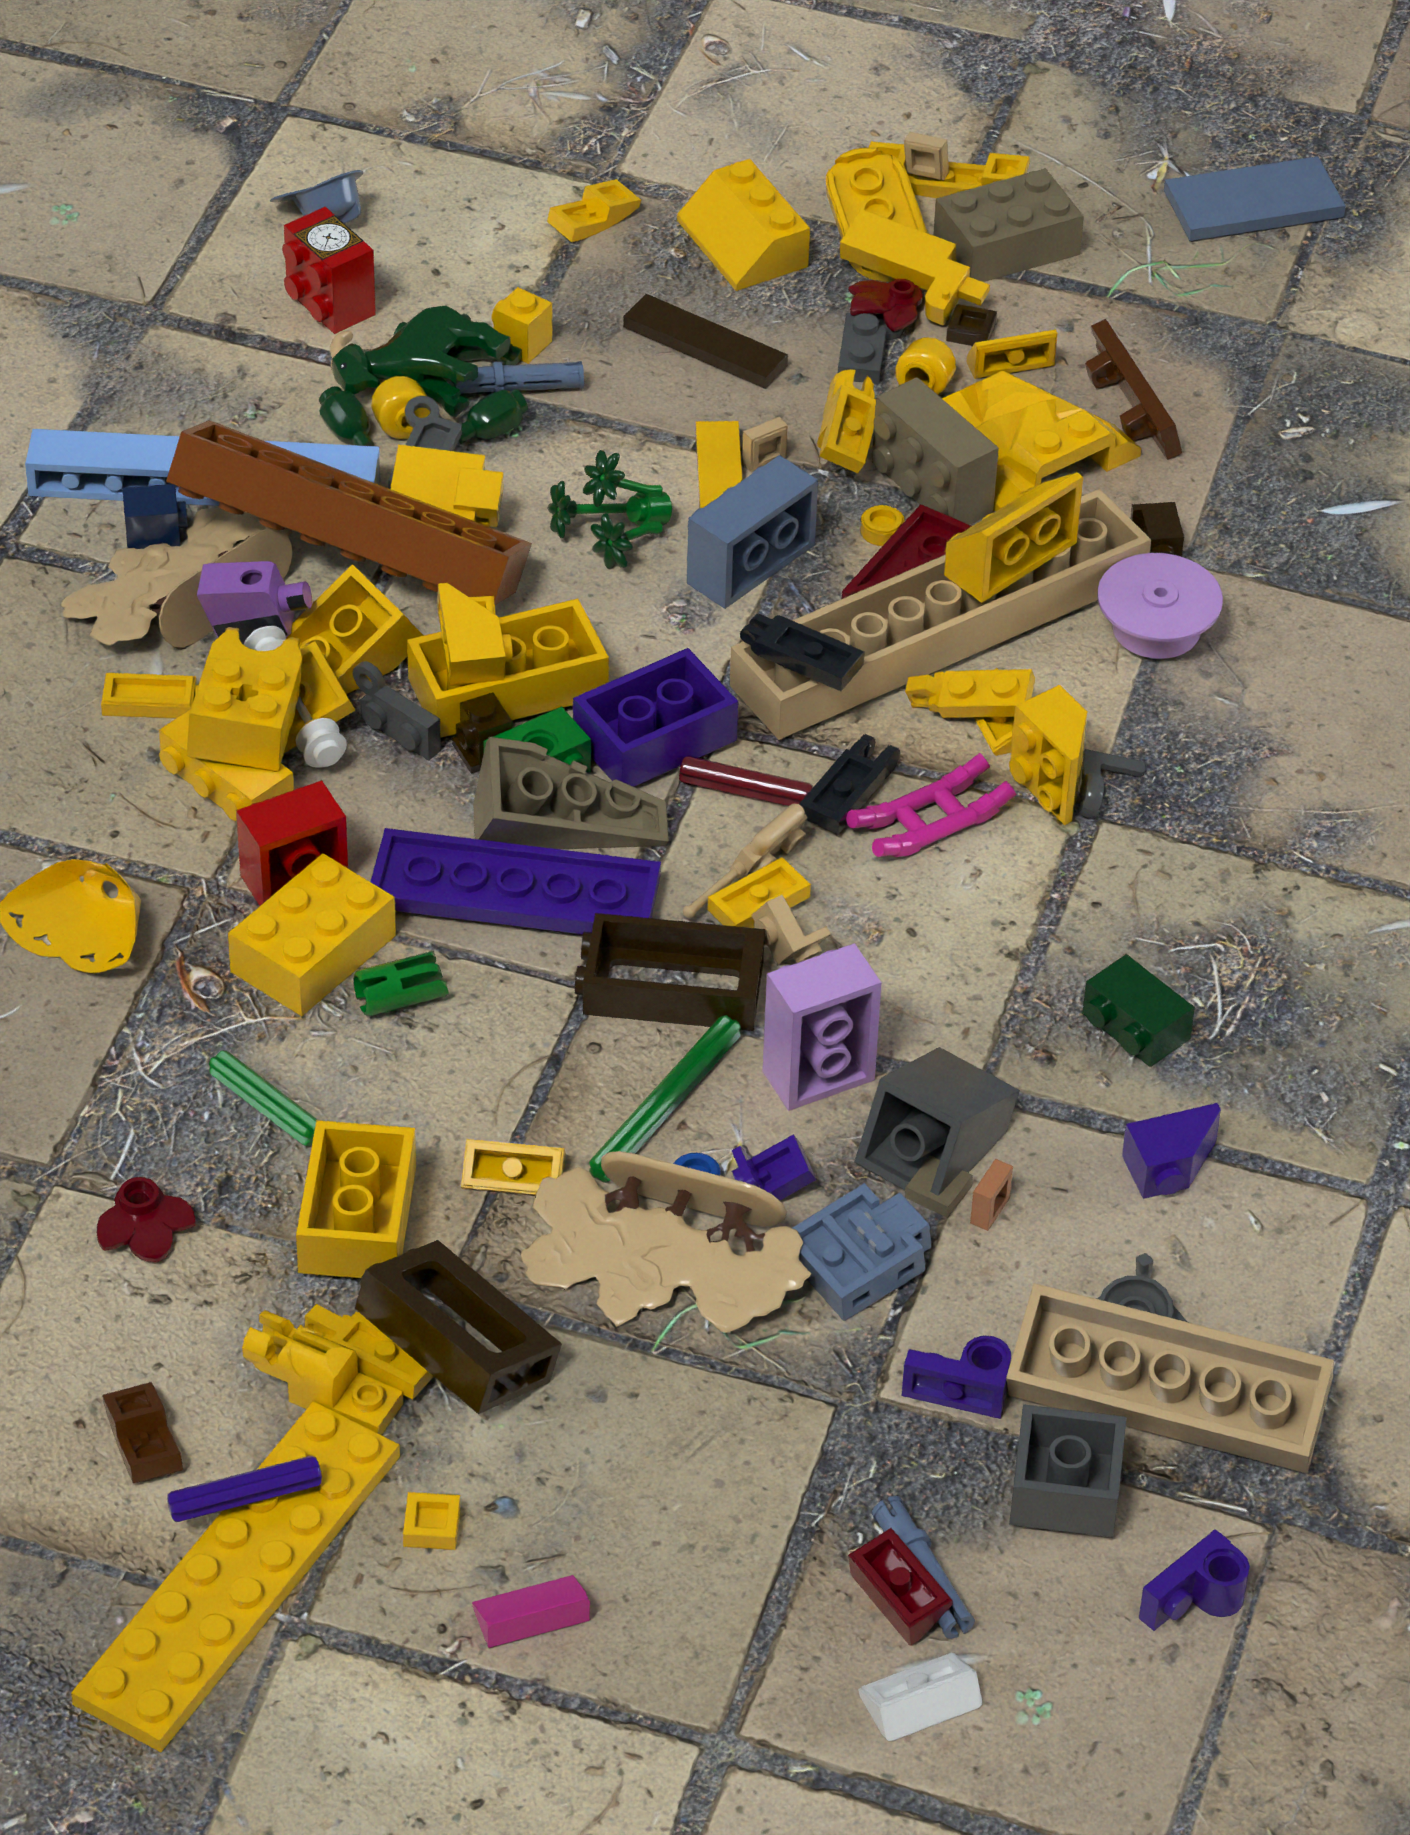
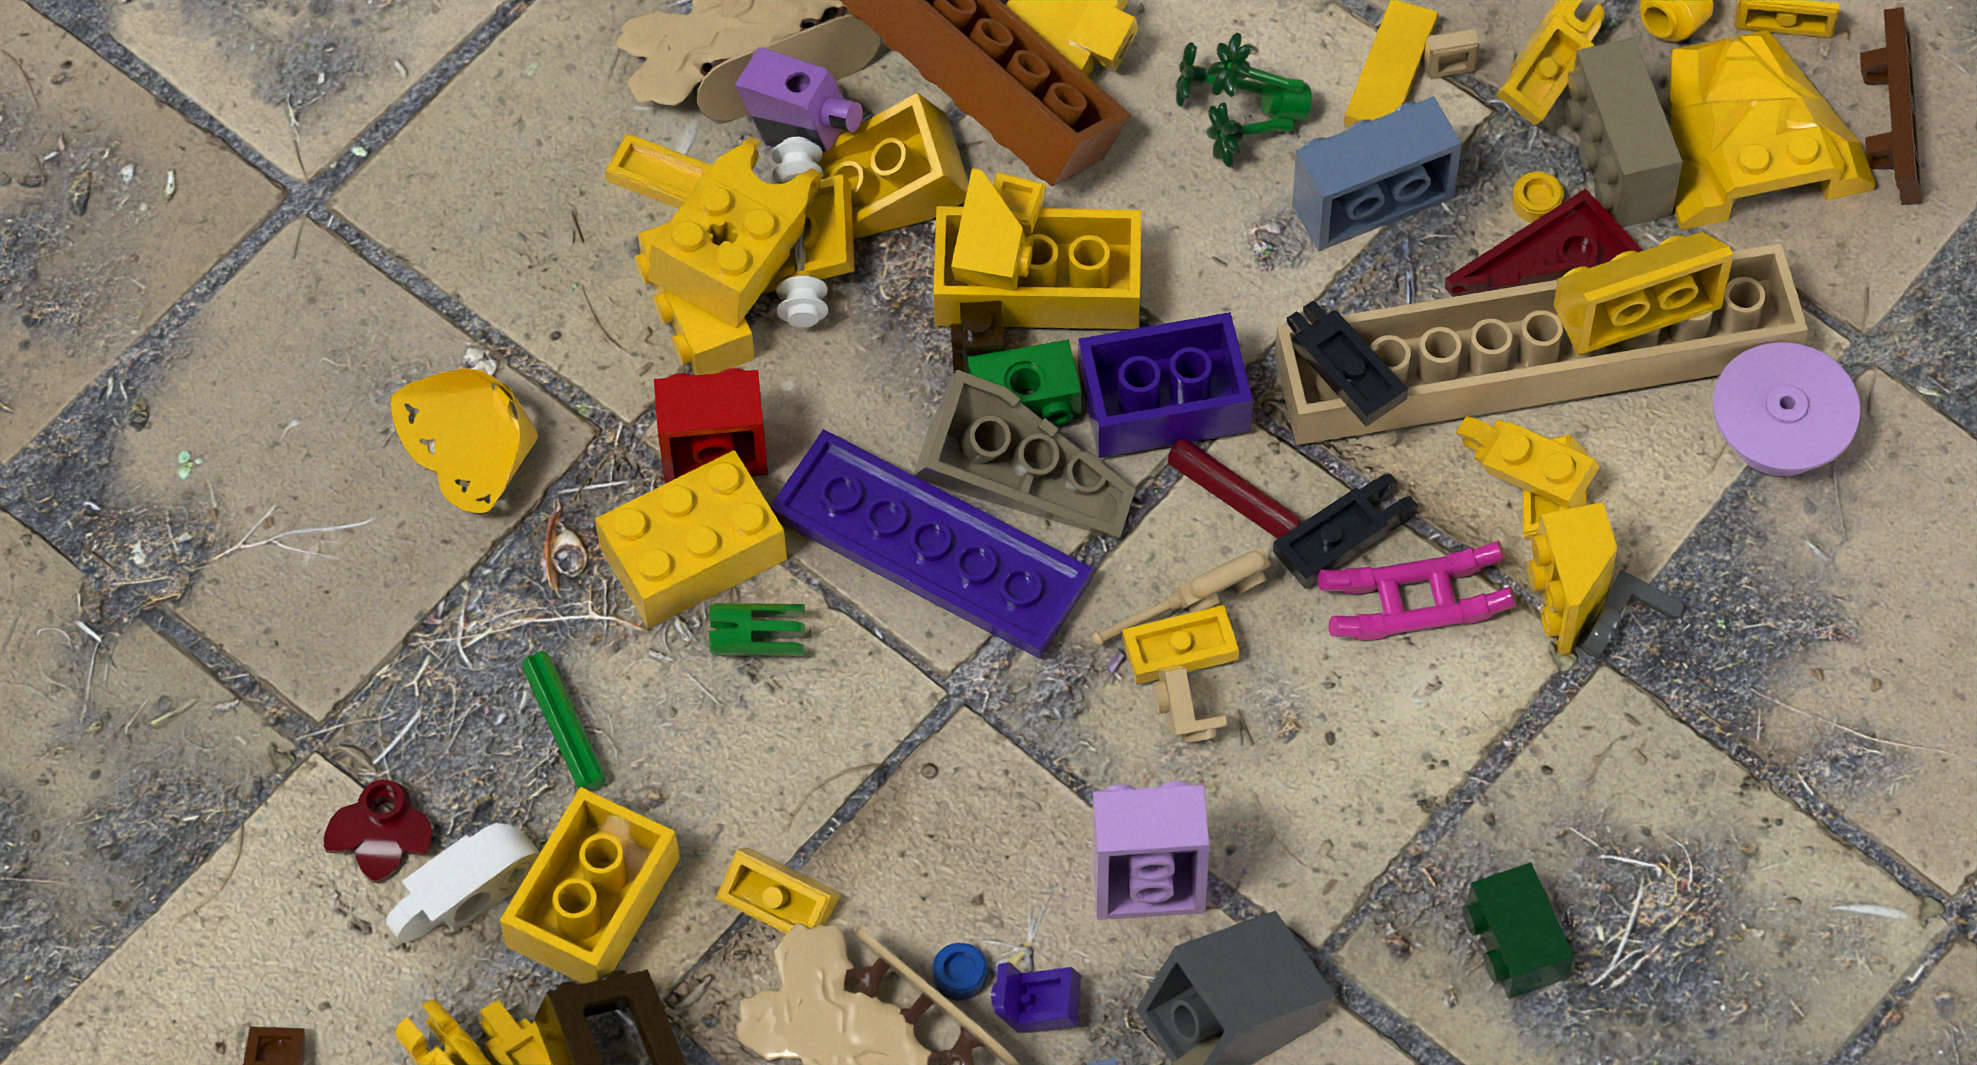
camera: 25 degrees right, 15 degrees up
(243, 1230) = (463, 882): none -> white piece
(395, 714) = (890, 276): dark grey hinge -> none
(669, 1092) = (972, 862): green axle -> none
(670, 947) = (1055, 675): dark brown piece -> none
(1161, 525) = (1833, 312): dark brown brick -> none

